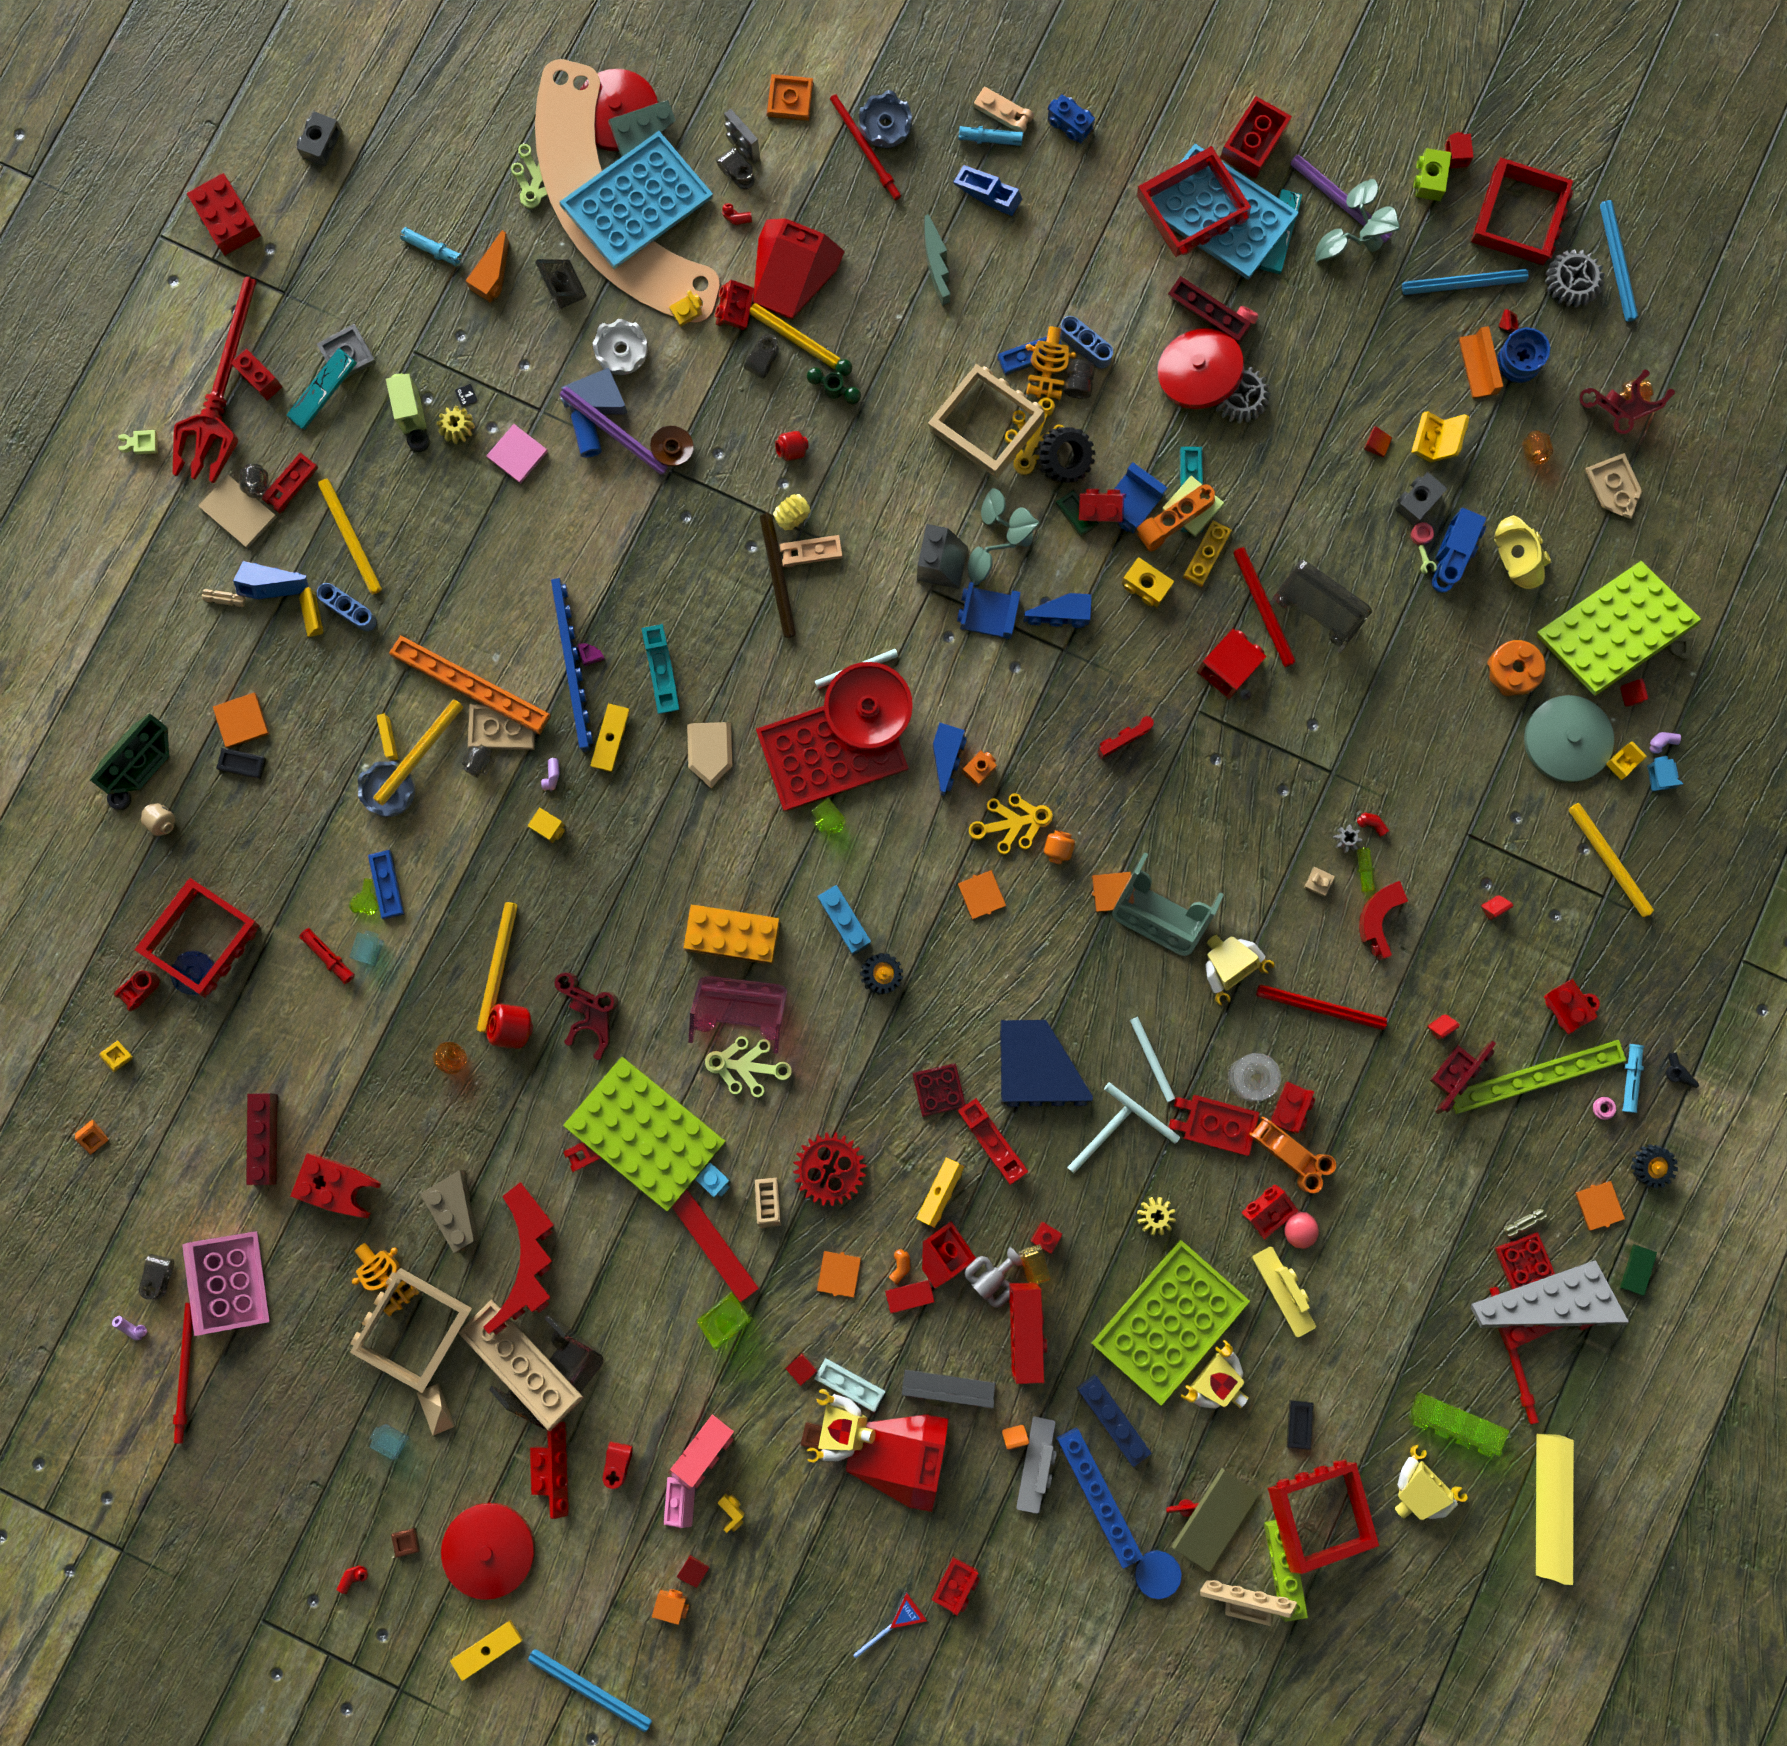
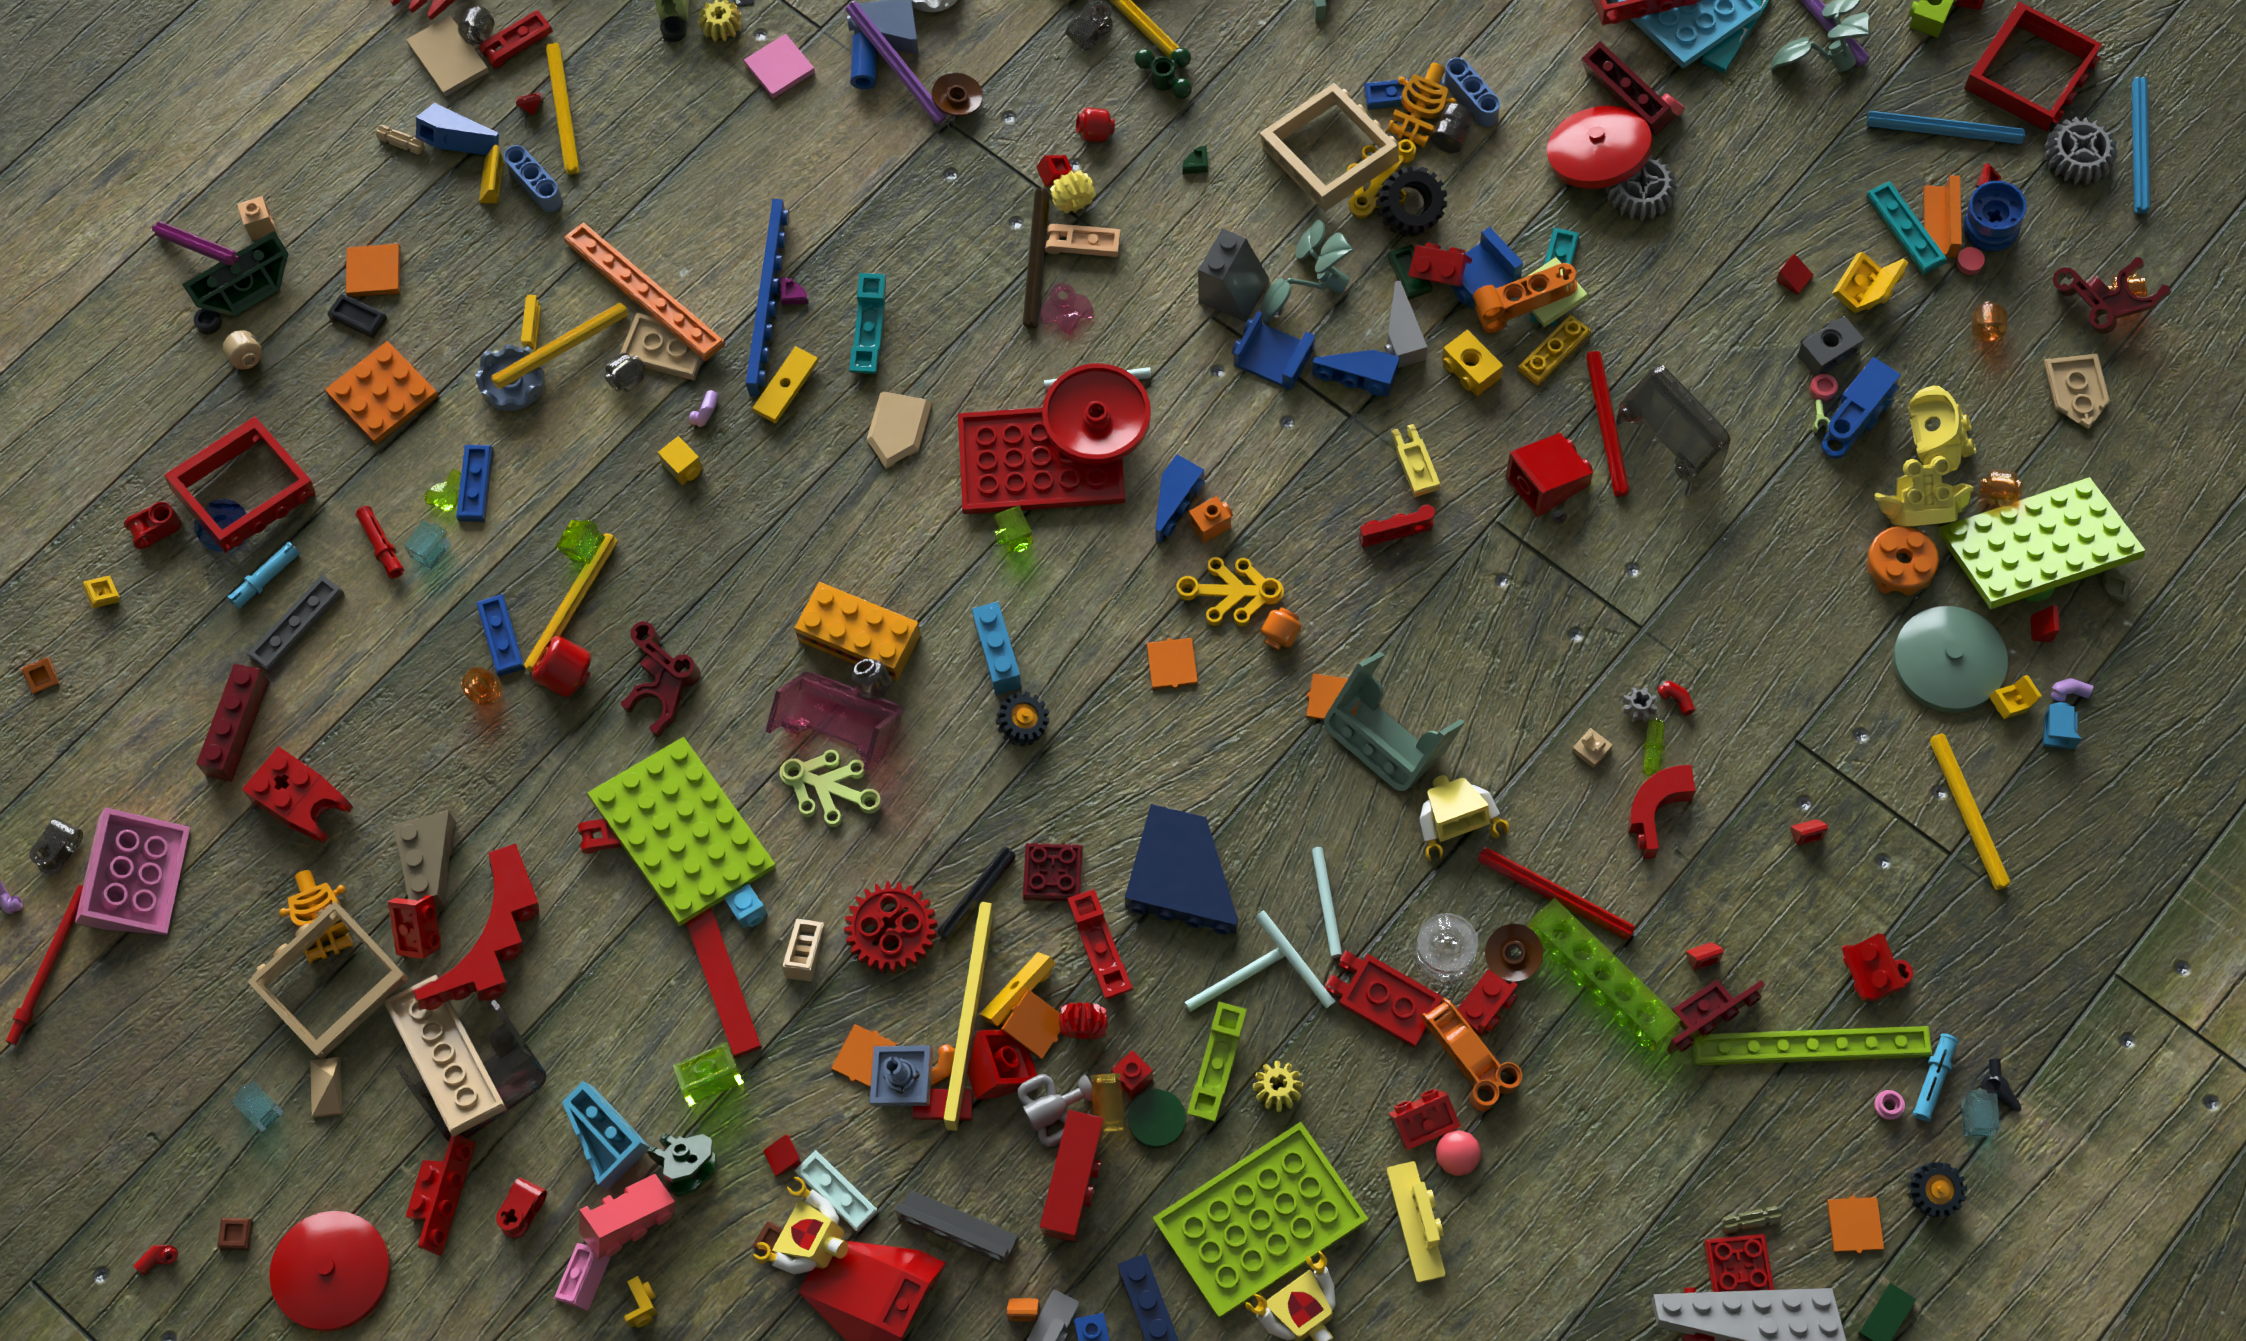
camera: 20 degrees right, 15 degrees down
(87, 739) = (195, 243): none -> magenta axle
(129, 700) = (256, 218): none -> light nougat brick
(238, 1017) = (255, 583): none -> medium azure pin
(282, 1041) = (295, 623): none -> dark grey tile
(284, 826) = (381, 392): none -> orange plate
(320, 537) = (529, 102): none -> red slope
(449, 1008) = (500, 635): none -> blue tile
(463, 1270) = (414, 926): none -> red bracket
(489, 915) = (580, 541): none -> clear neon green brick
(662, 1391) = (604, 1134): none -> medium azure wedge
(731, 1398) = (683, 1160): none -> hinge
(757, 975) = (871, 679): none -> clear smoke head
(769, 492) = (1052, 167): none -> red slope
(816, 616) = (1065, 311): none -> clear pink plate
(864, 1296) = (892, 1073): none -> sand blue plate
(881, 457) = (1196, 161): none -> dark green tile
(886, 1123) = (976, 894): none -> black axle
(910, 1225) = (968, 1016): none -> light yellow tile
(961, 1217) = (1033, 1024): none -> orange piece
(998, 1206) = (1083, 1021): none -> red gear
(1072, 1264) = (1156, 1118): none -> dark green tile
(1088, 572) = (1404, 332): none -> light grey slope
(1105, 1210) = (1217, 1062): none -> lime slope
(1125, 678) = (1416, 462): none -> light yellow hinge
(1301, 1075) = (1499, 952): none -> reddish brown dish
(1425, 1089) = (1557, 918): none -> clear neon green brick
(1454, 378) = (1906, 227): none -> teal tile
(1509, 395) = (1970, 260): none -> coral tile
(1530, 616) = (1923, 497): none -> light yellow piece
(1577, 587) = (2001, 487): none -> clear orange head
(1671, 1098) = (1980, 1113): none -> clear light blue brick

